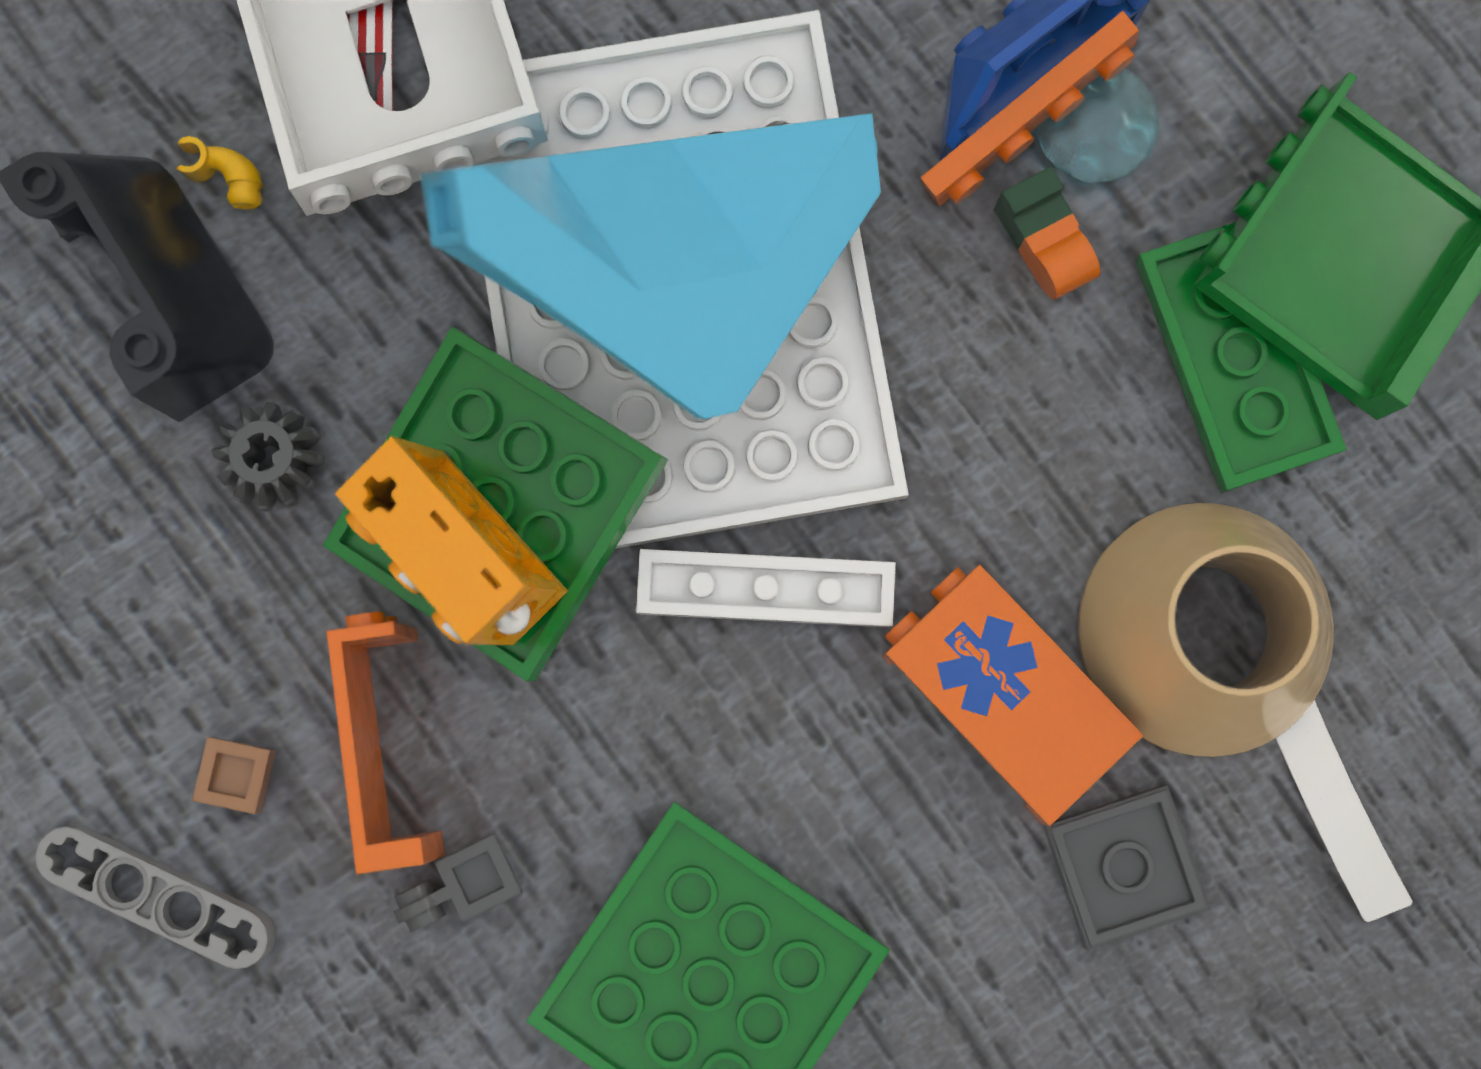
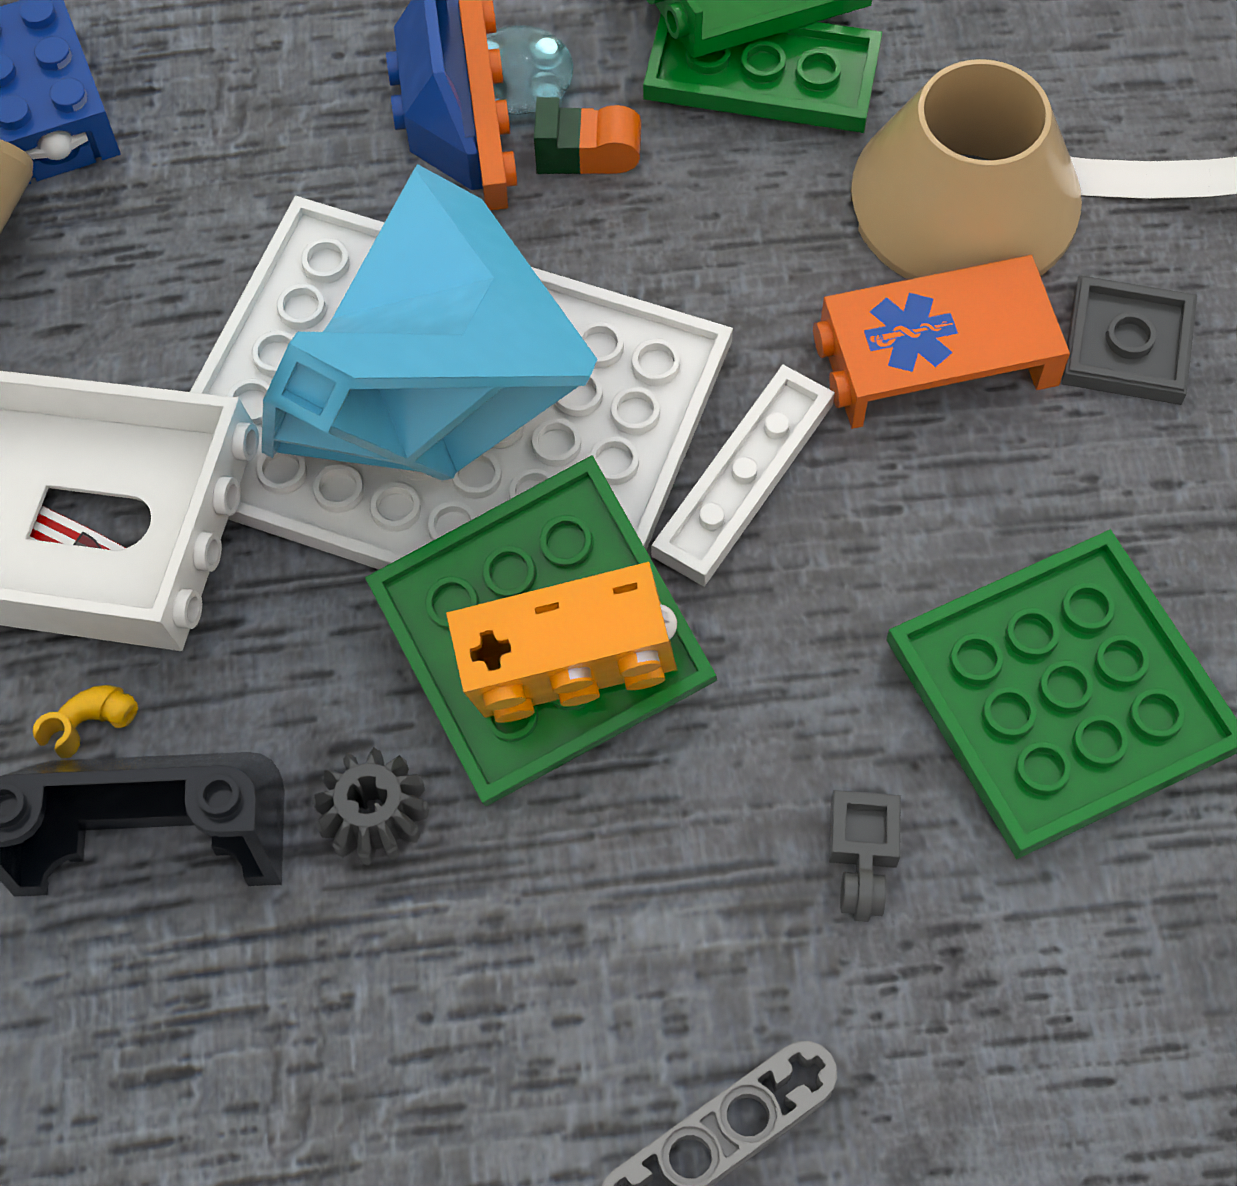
camera: 60 degrees left, 20 degrees down
(234, 775) = (646, 996): medium nougat plate -> none
(361, 749) = (695, 847): orange panel -> none

